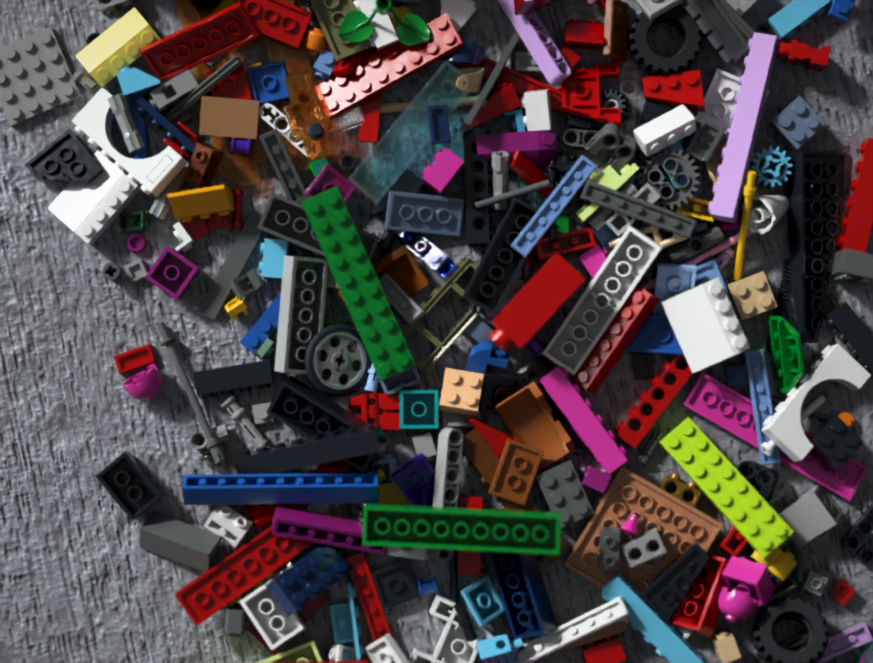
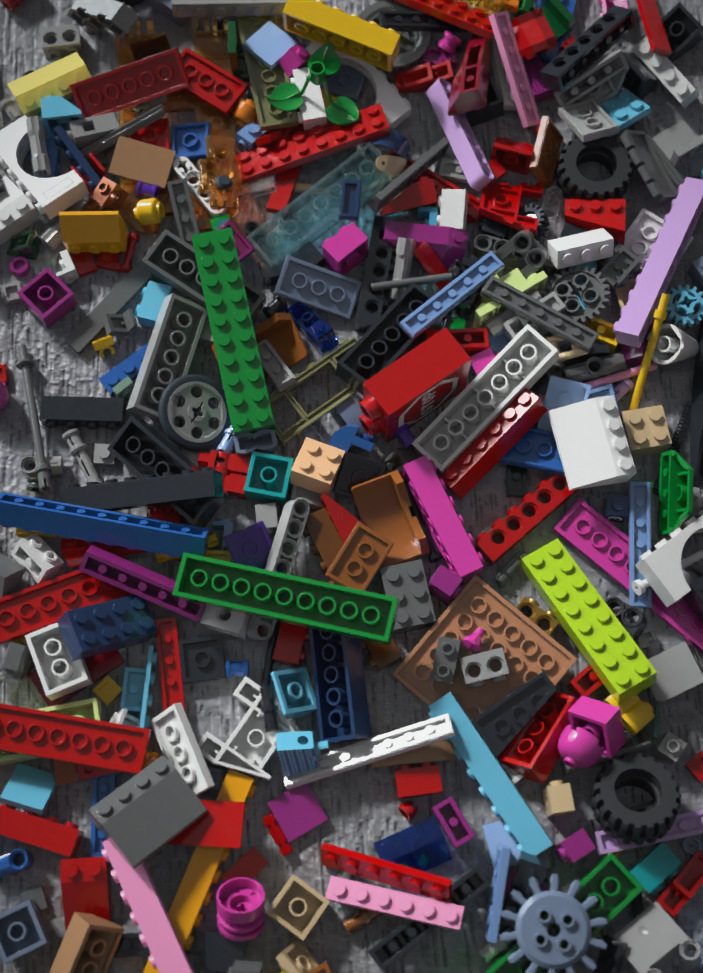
camera: 15 degrees right, 15 degrees down
(248, 168) = (149, 211): none -> yellow head
(318, 627) = (107, 690): none -> yellow tile

